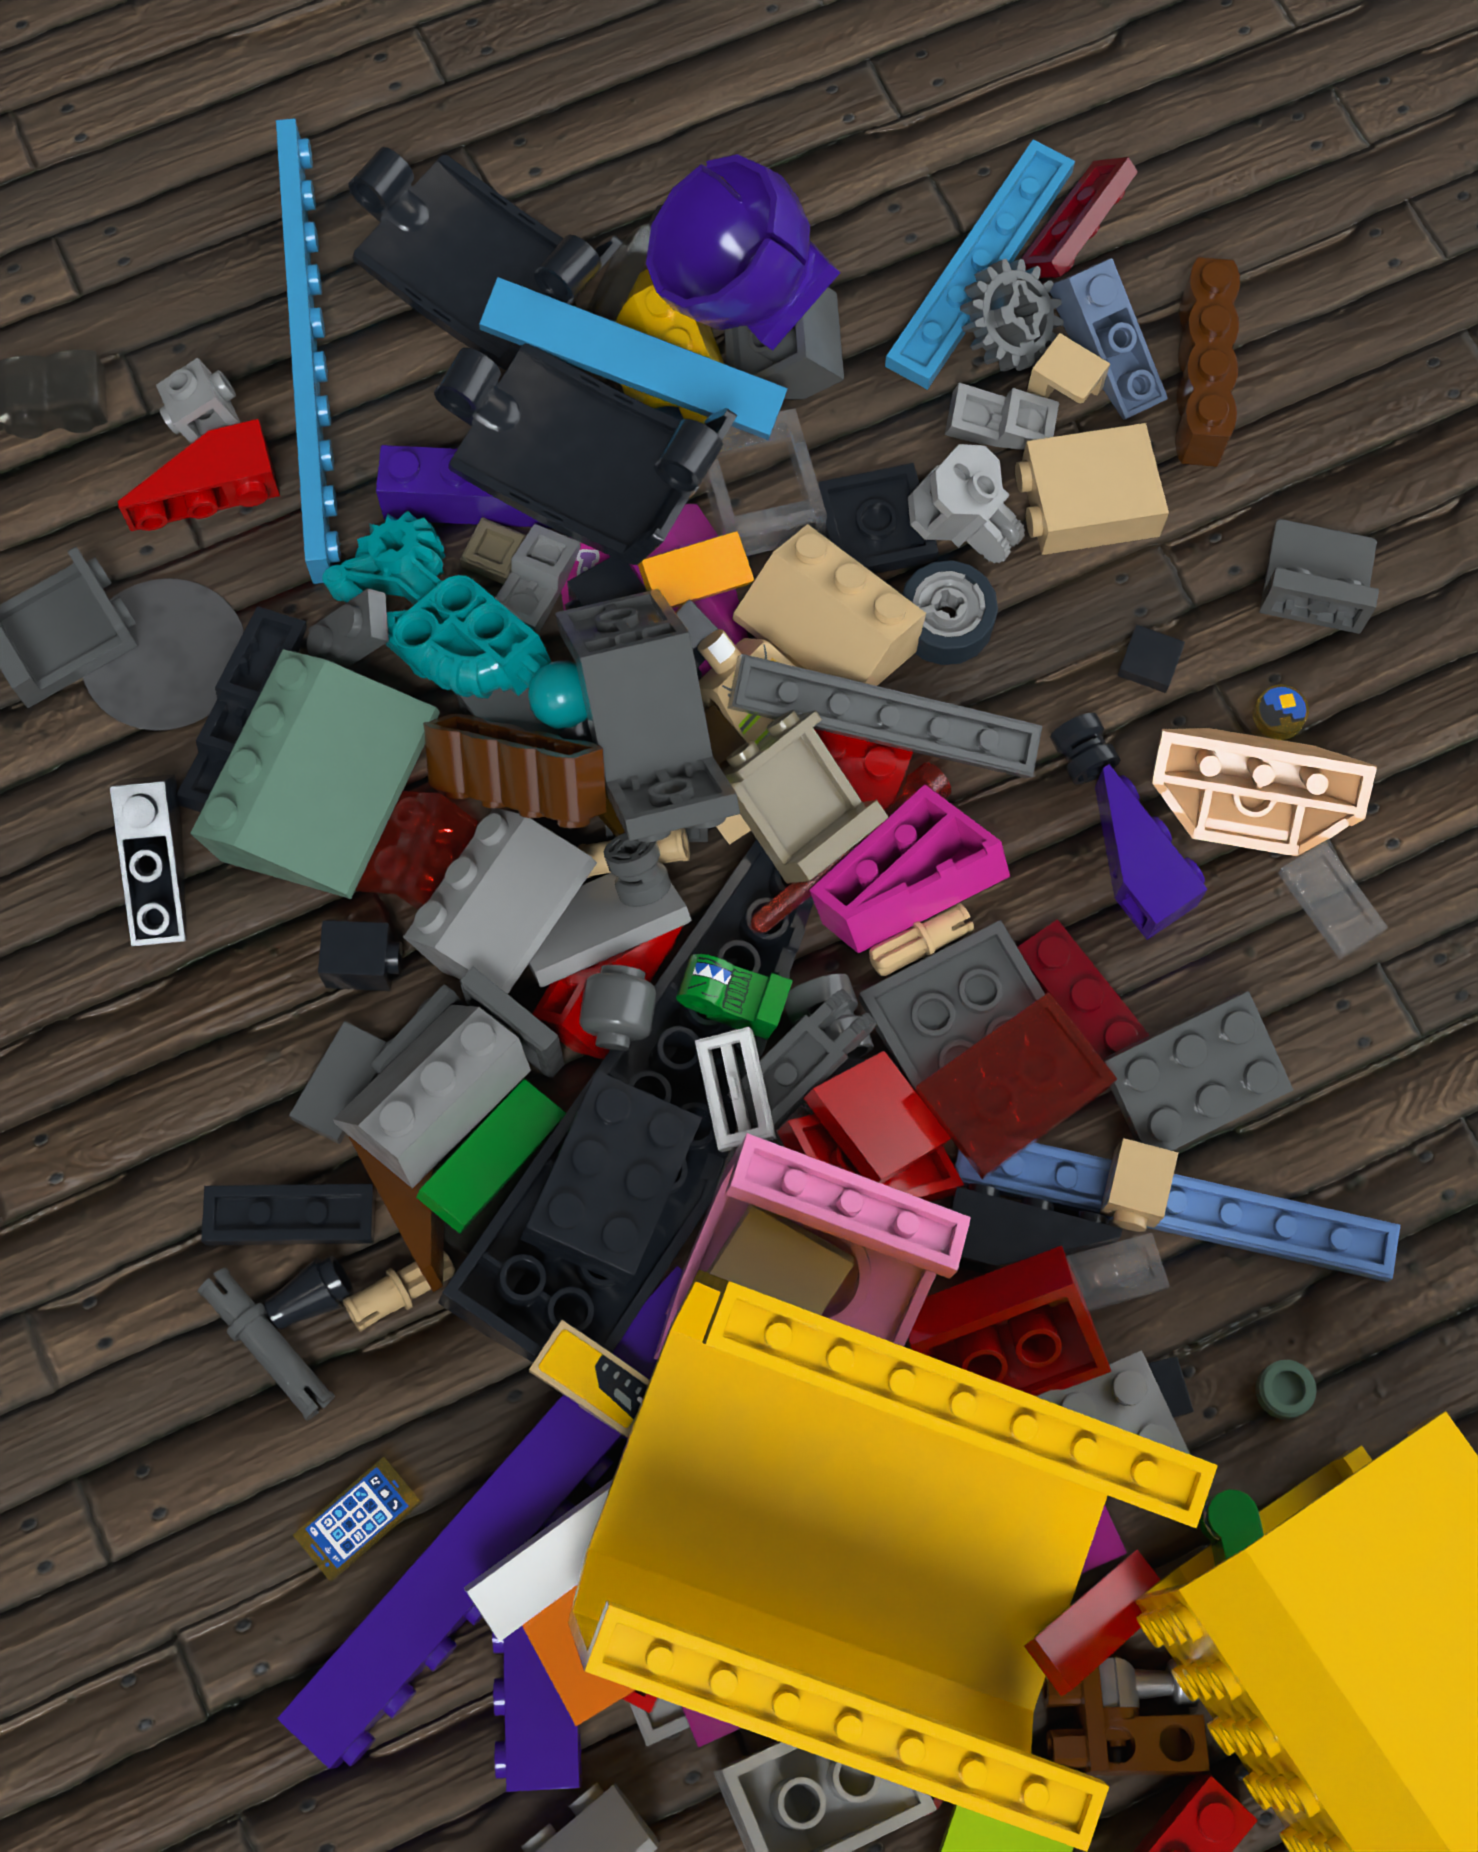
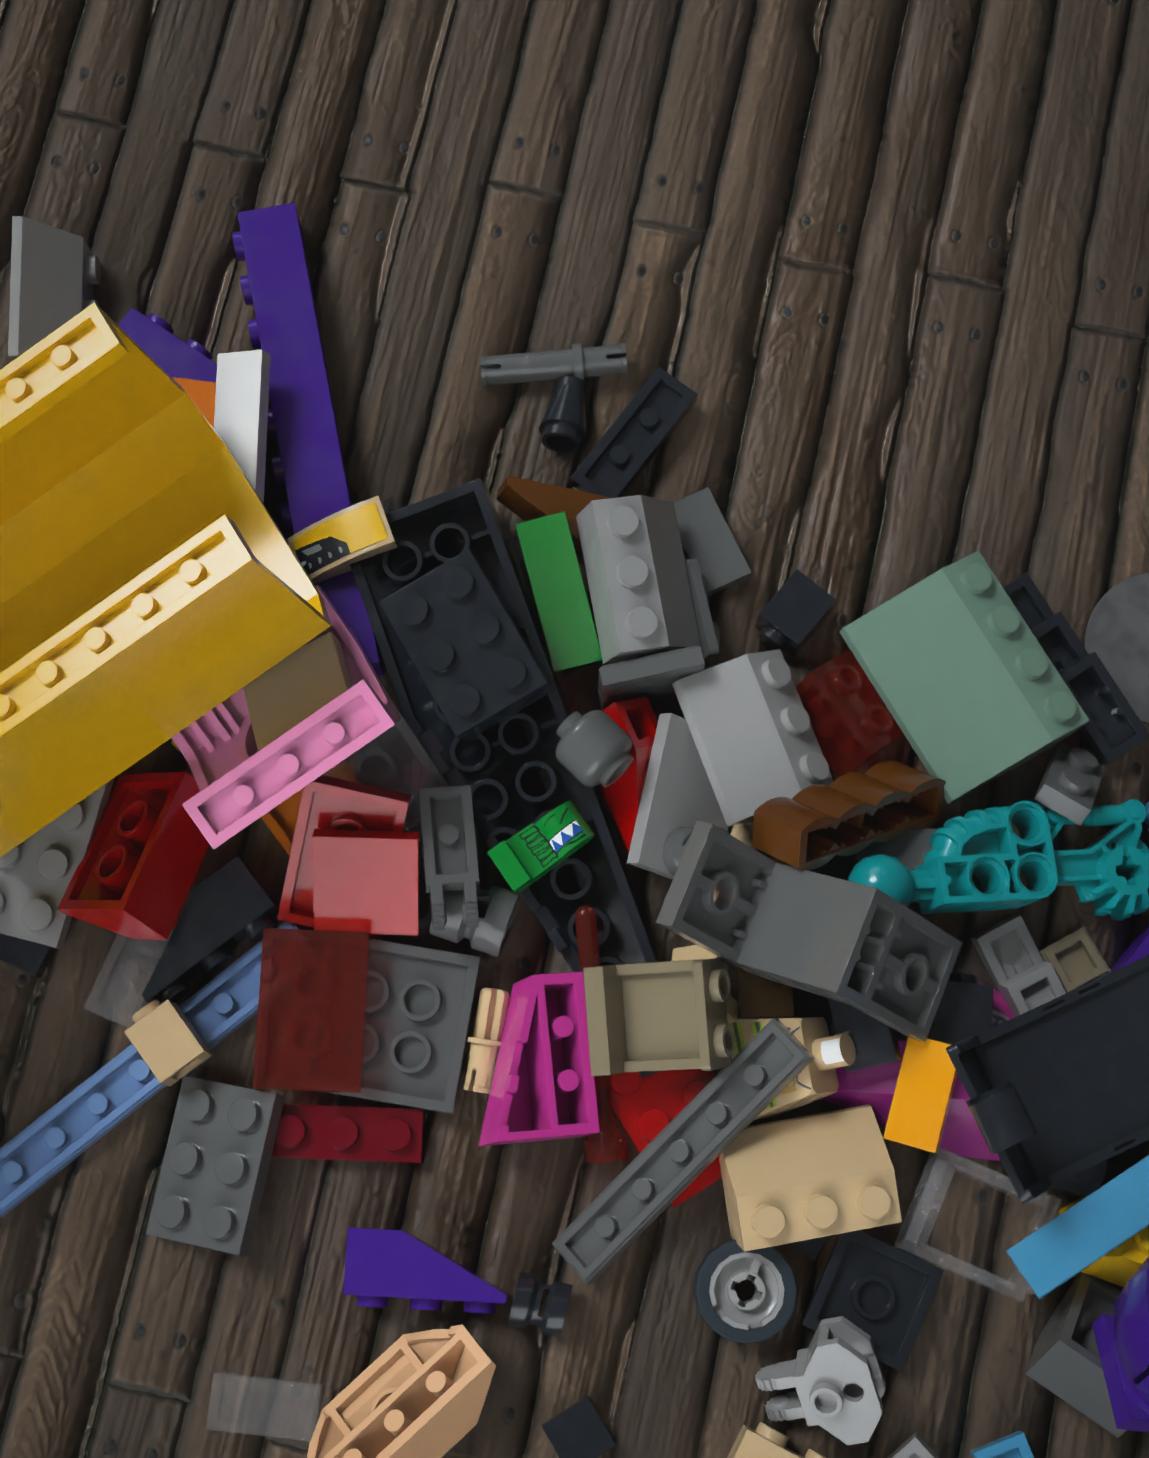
camera: 130 degrees right, 5 degrees up
(151, 858) = (997, 525): slope -> none
(357, 1519) = (388, 347): tile -> none
(390, 1294) = (523, 460): tan axle -> none
(704, 1047) = (457, 805): white tile -> none

